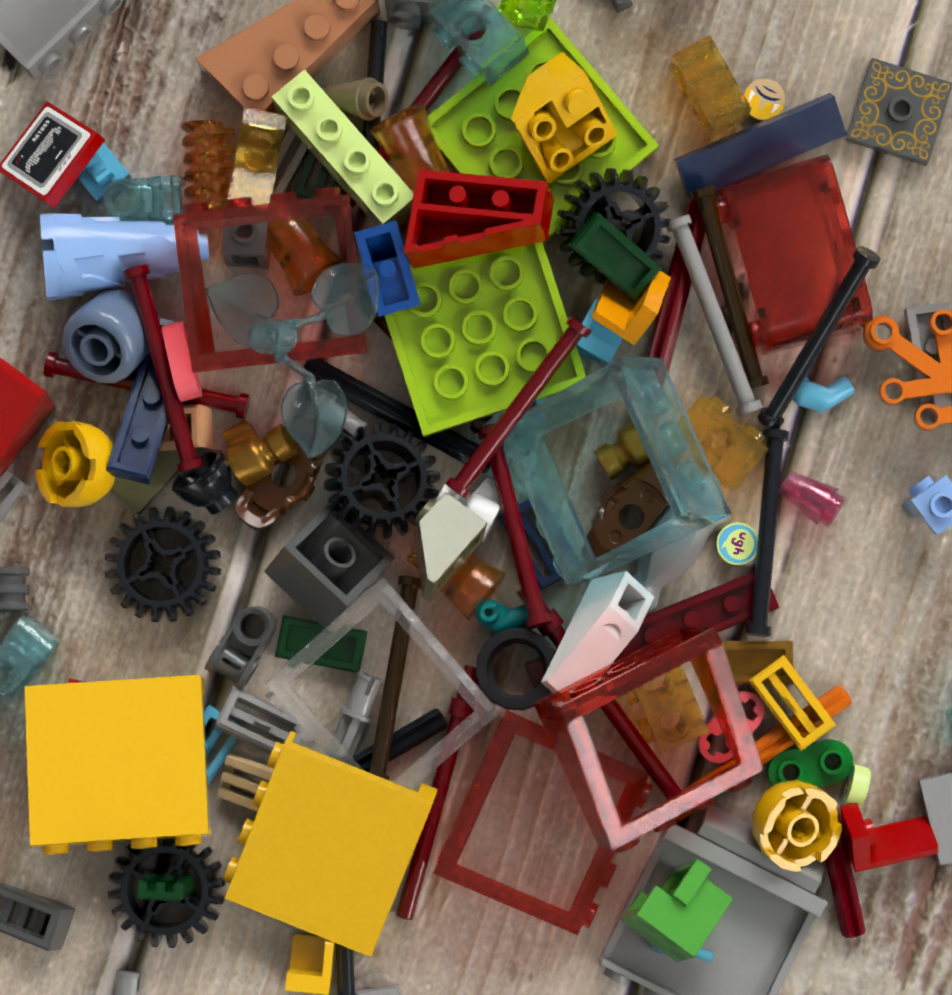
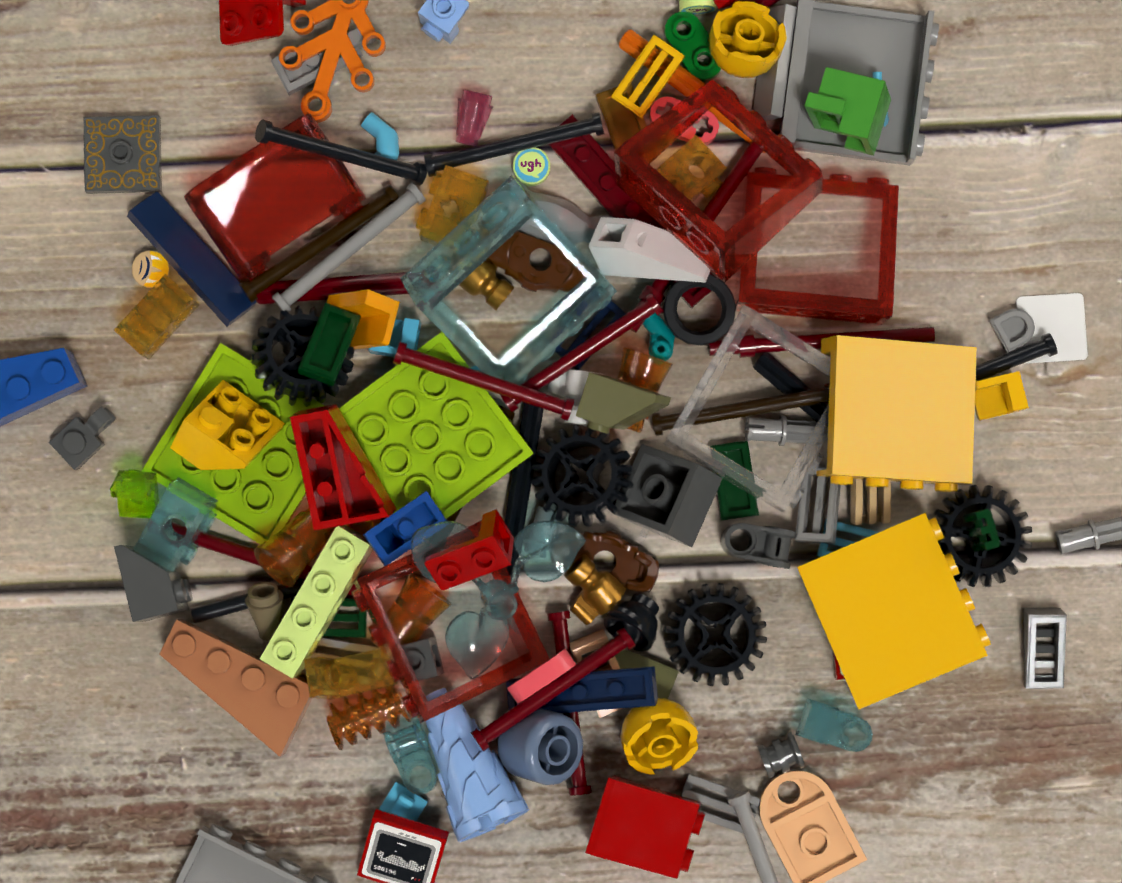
camera: 110 degrees left, 0 degrees up
(325, 329) = (475, 557): none -> red bracket

